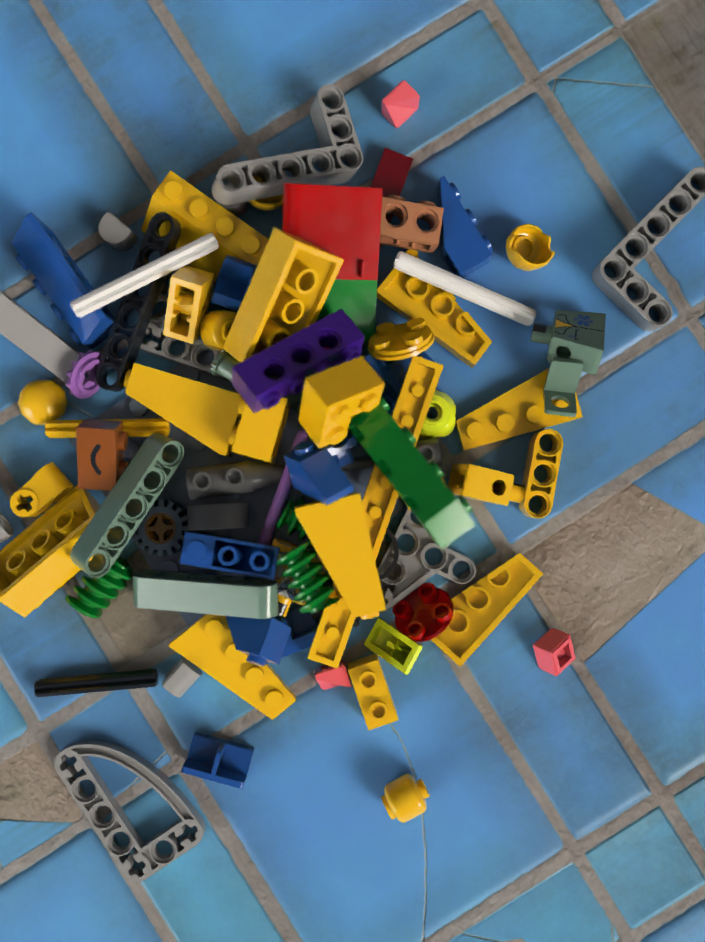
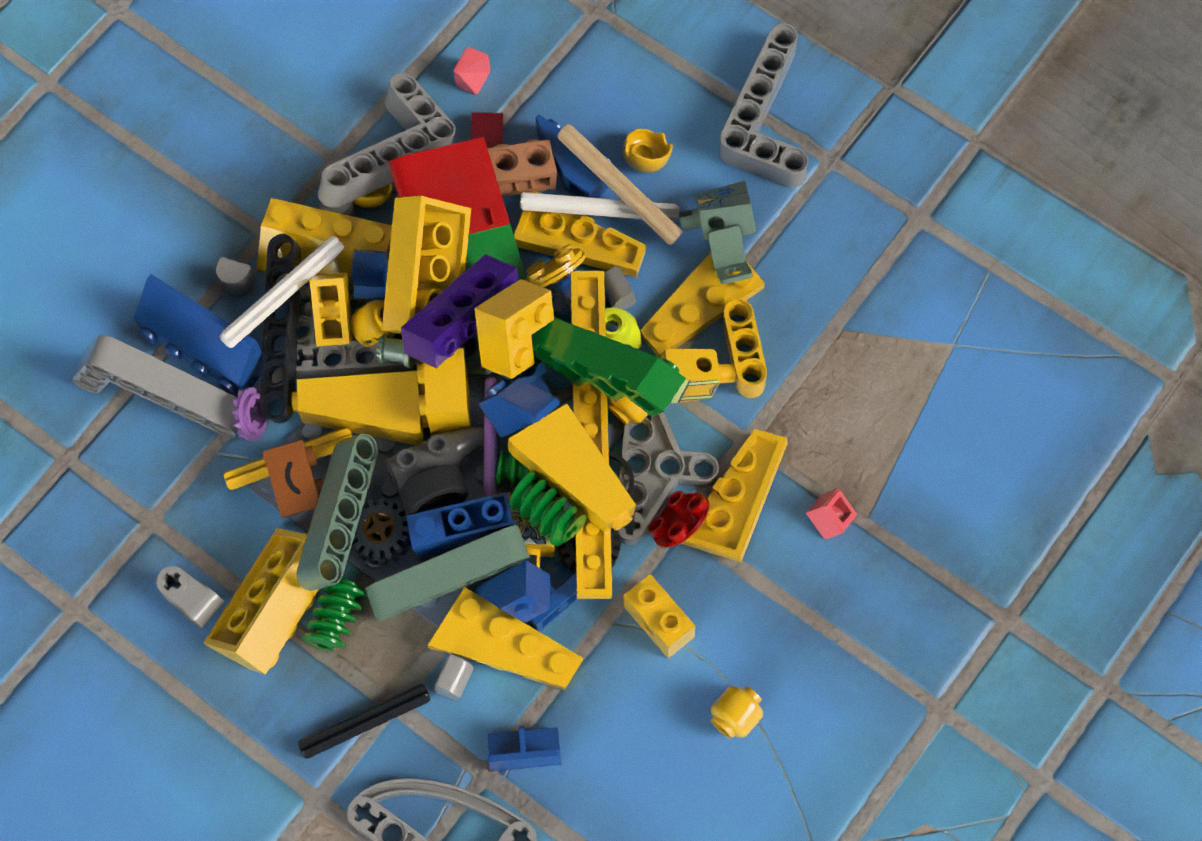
camera: 15 degrees left, 20 degrees down
(42, 401) = (209, 460): yellow hair -> none
(45, 489) = (241, 542): yellow piece -> none
(331, 677) = (613, 619): coral slope -> none
(393, 646) = (665, 562): neon yellow slope -> none
(451, 375) = (617, 289): none -> light grey brick
(490, 276) = (619, 184): none -> tan axle

